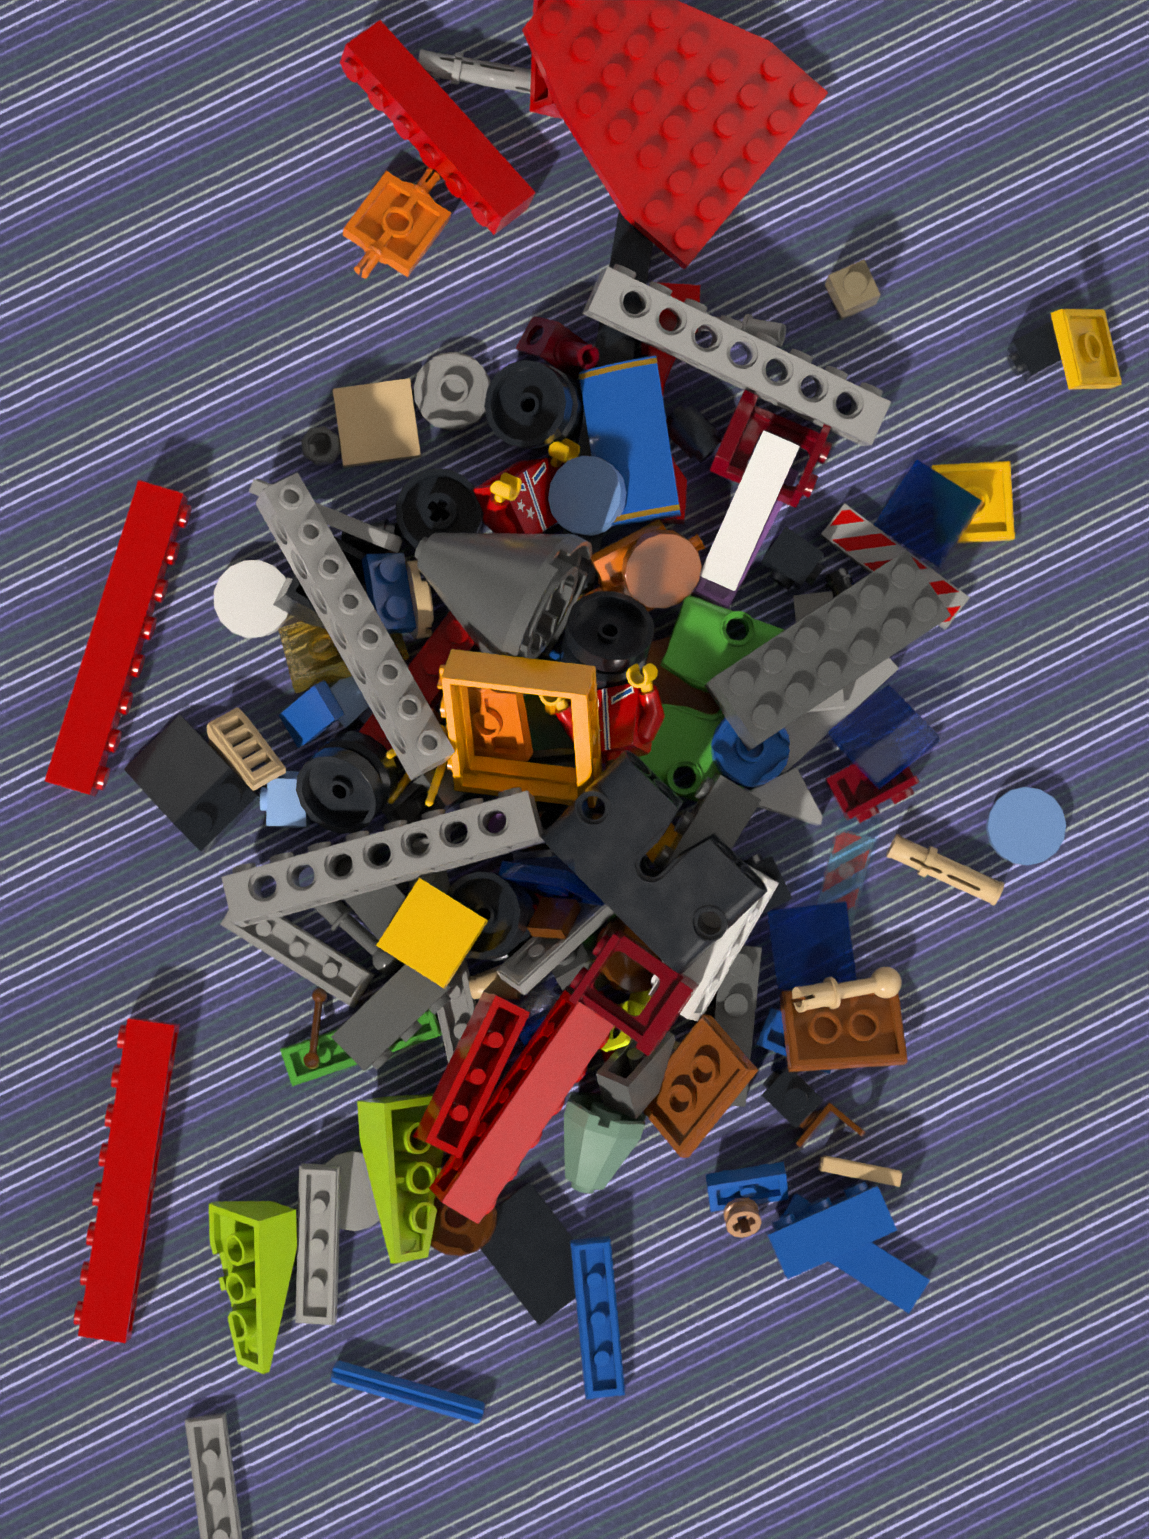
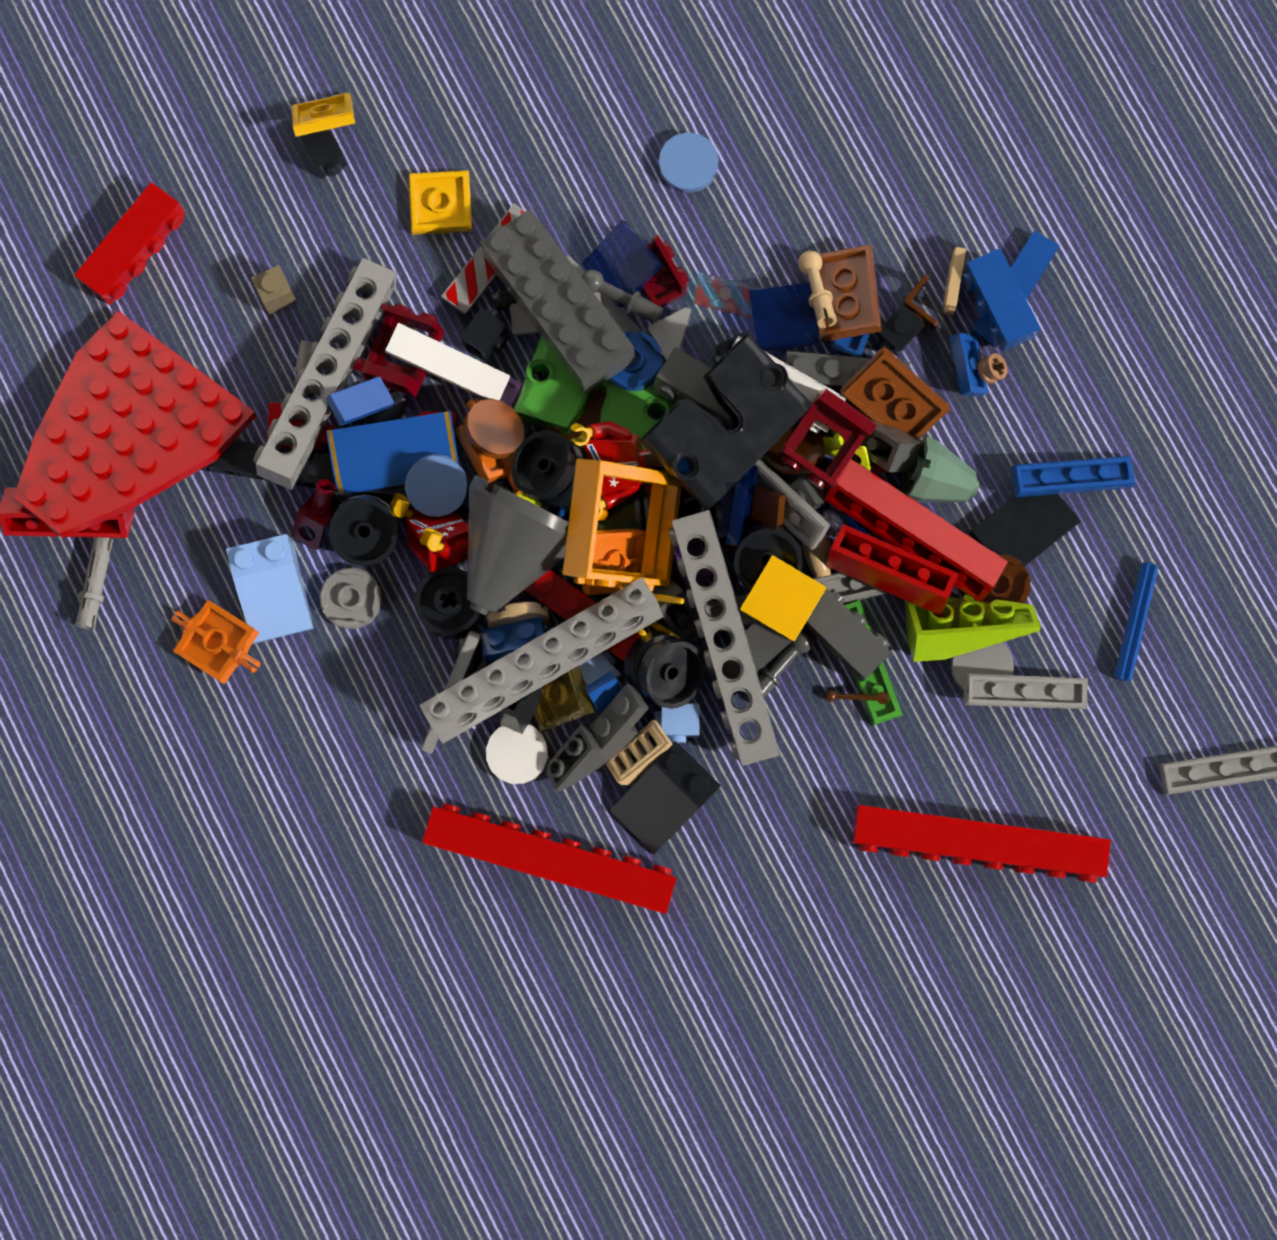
camera: 95 degrees left, 5 degrees down
(257, 1261) = (1042, 739): lime wedge -> none
(258, 698) = (597, 744): none -> dark grey slope
(307, 956) = (799, 707): light grey tile -> none
(321, 446) = (394, 700): dark grey tile -> none
(376, 422) = (375, 657): tan tile -> none
(436, 127) = (138, 611): red brick -> none
(465, 290) = (270, 587): none -> light blue slope
(695, 398) = (360, 401): none -> tile
(858, 698) = (635, 303): none -> dark grey pin
(914, 107) = (131, 244): none -> red brick
(928, 513) = (449, 232): clear blue tile -> none
(944, 869) = (717, 231): tan pin -> none

